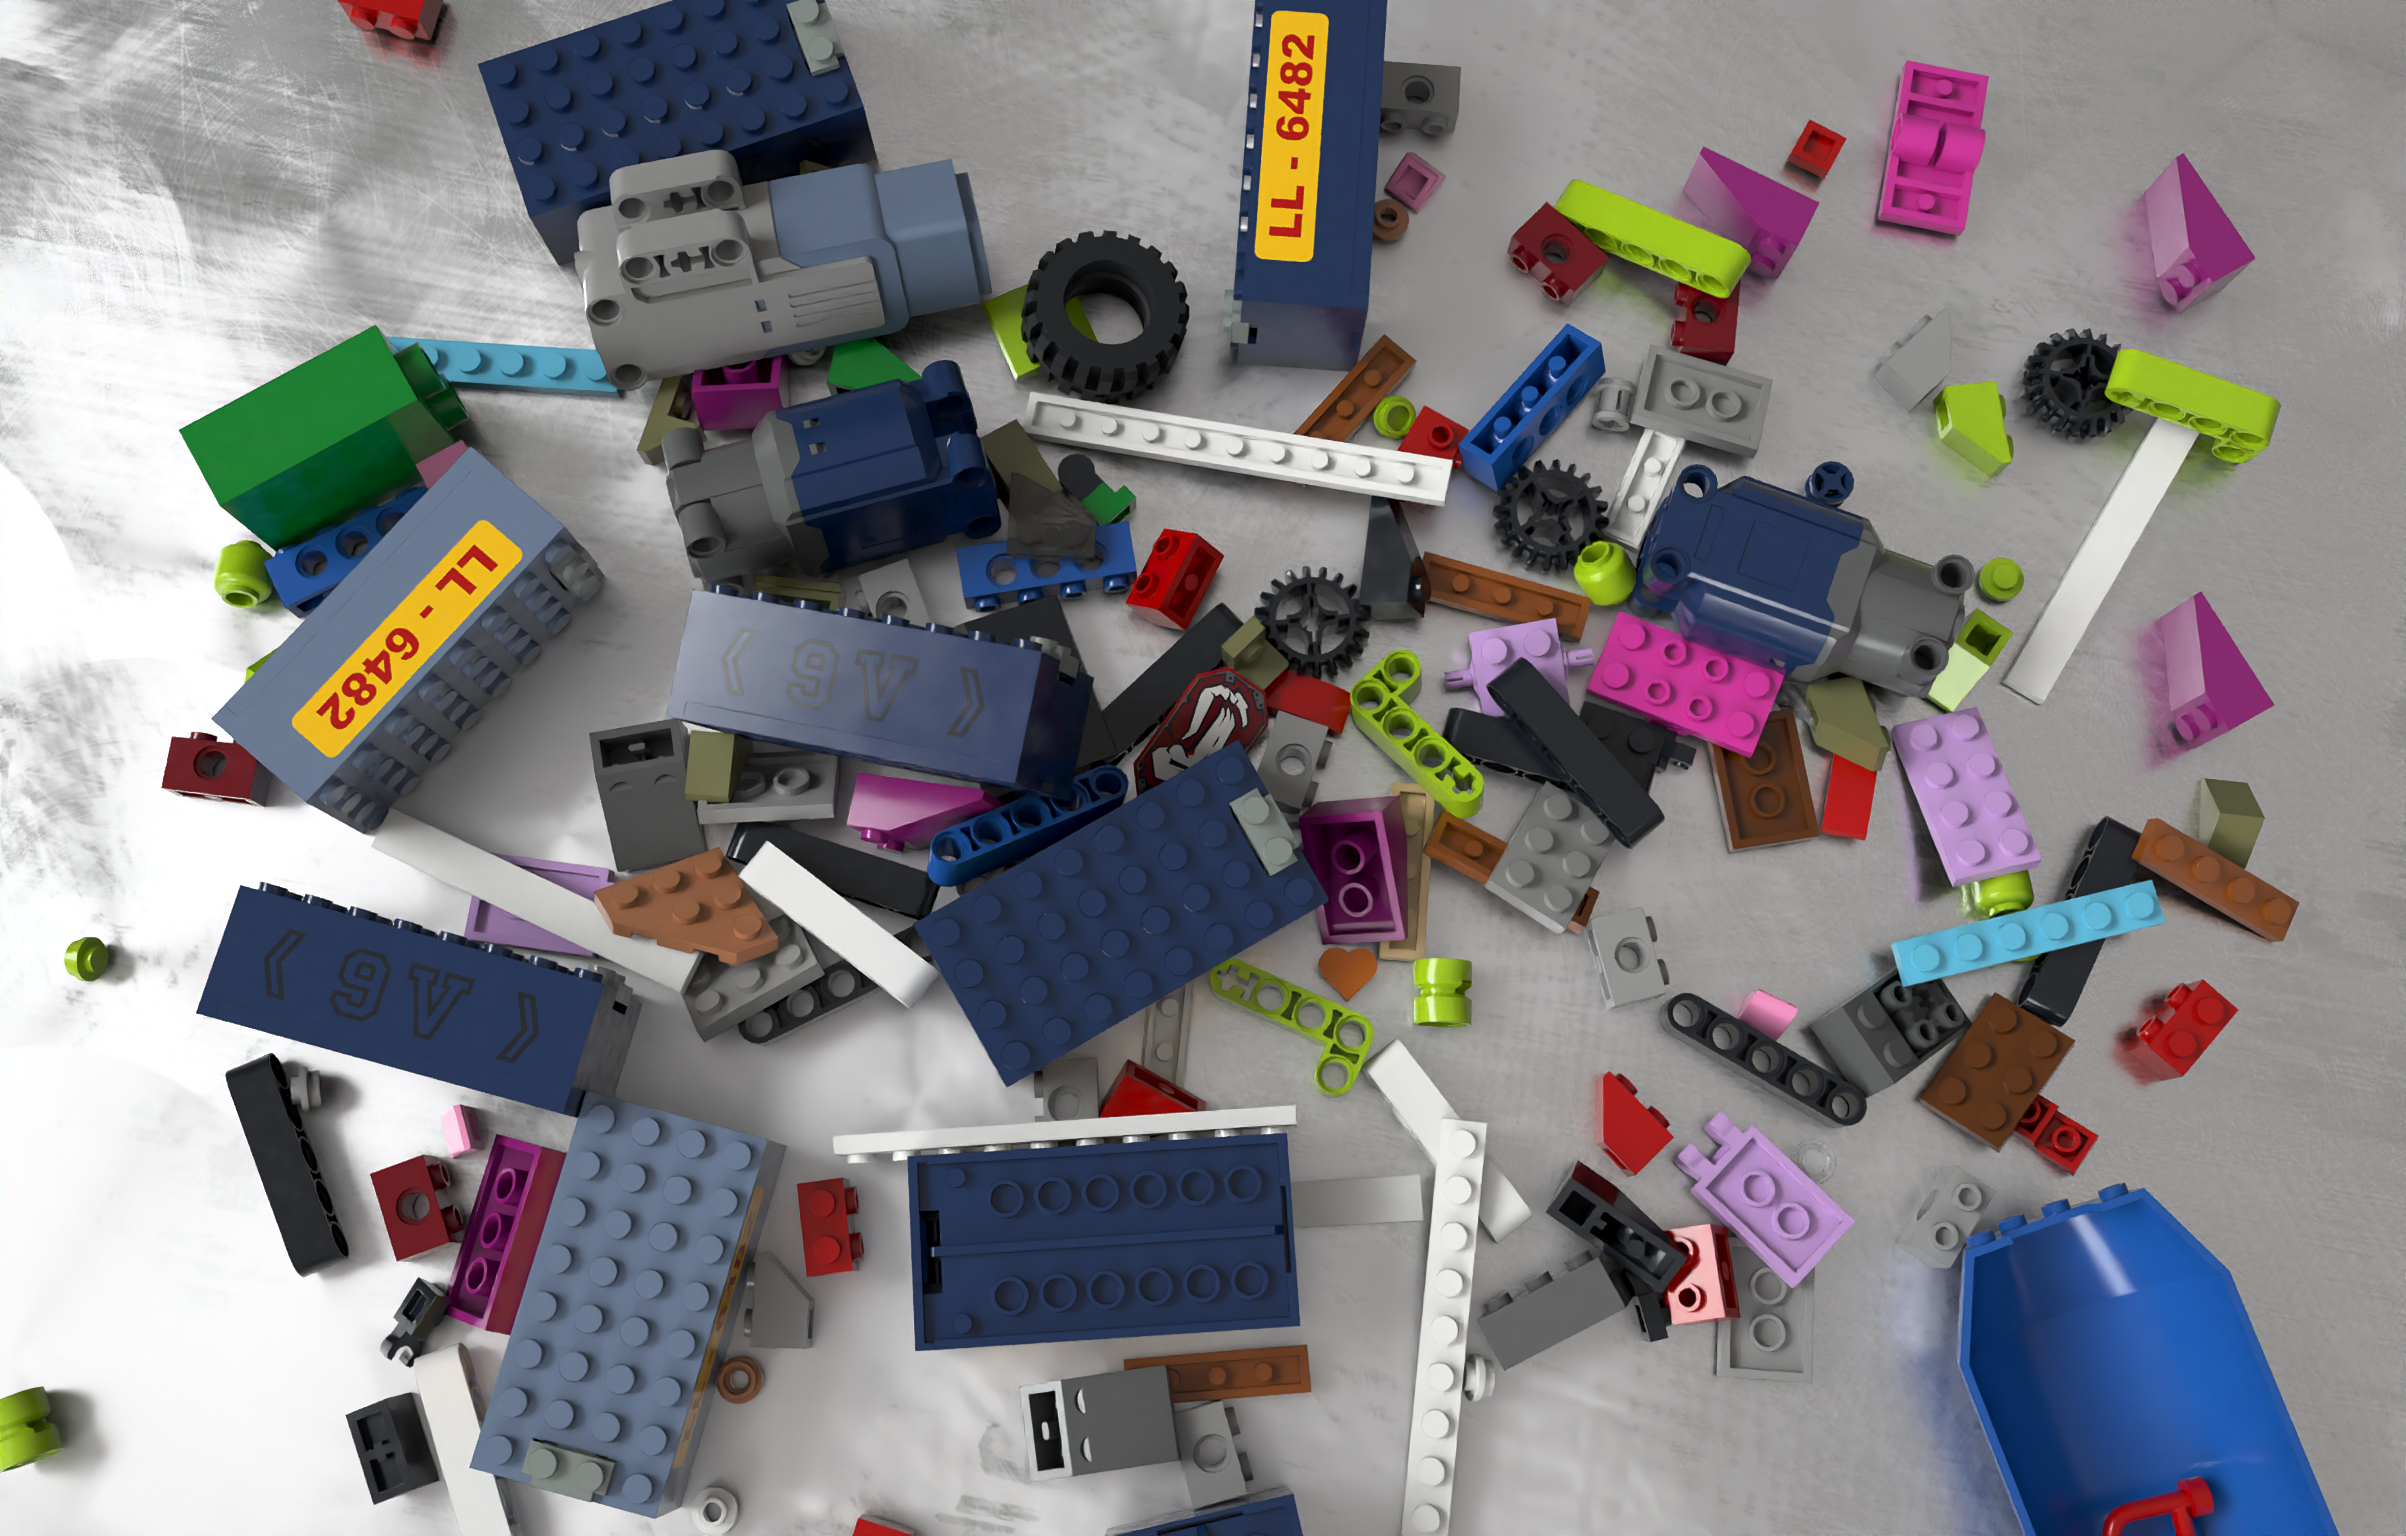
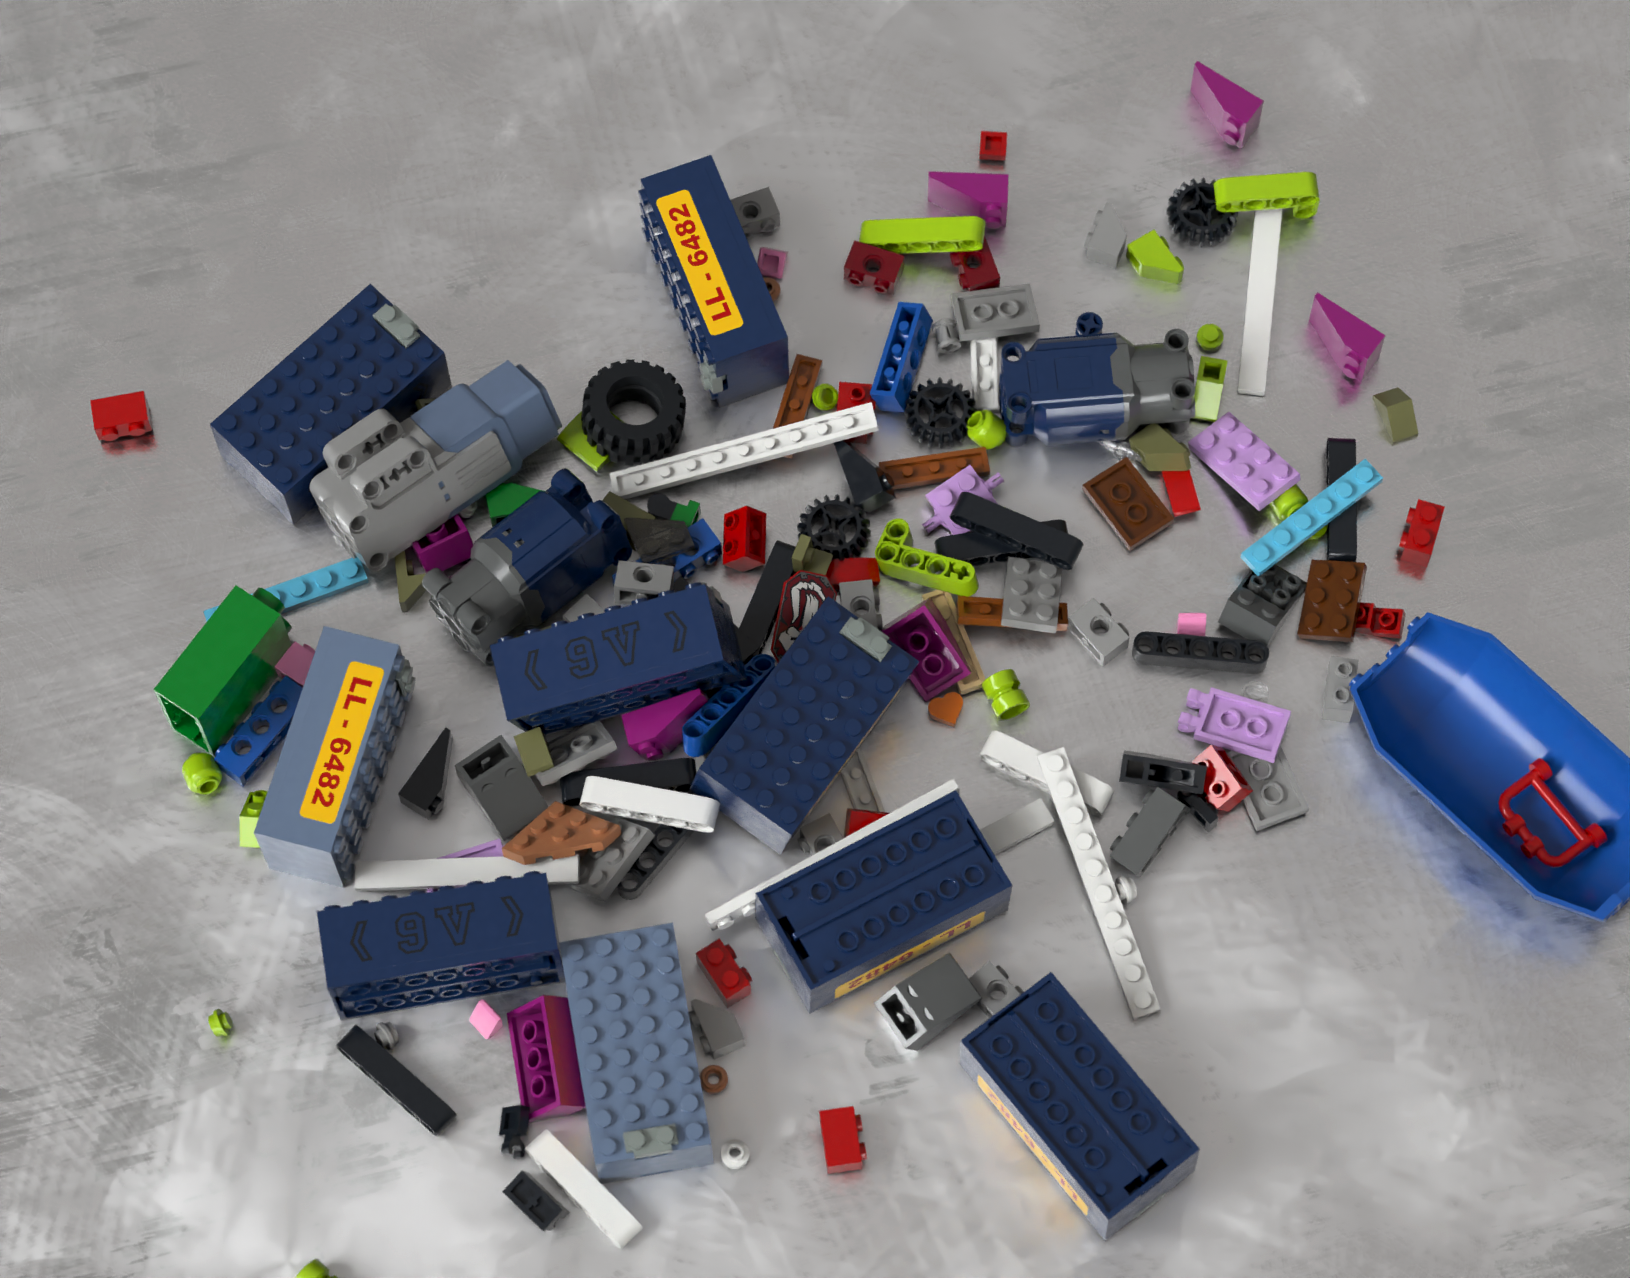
camera: 20 degrees left, 10 degrees down
(191, 771) = (258, 892): dark red brick -> none
(396, 1192) = (490, 1084): dark red brick -> none
(556, 733) = (427, 784): none -> black slope
(1000, 606) = (641, 580): none -> light grey brick
(1233, 1372) = (995, 945): dark orange plate -> none
(1287, 1018) = (927, 749): lime beam -> none
(1625, 1127) = (1142, 720): red slope -> none
(1636, 737) = (1051, 510): black hinge -> none
(1684, 685) = (1059, 470): dark pink plate -> none
(1934, 148) = (1059, 116): dark pink plate -> none
(2215, 880) = (1402, 445): dark orange plate -> none

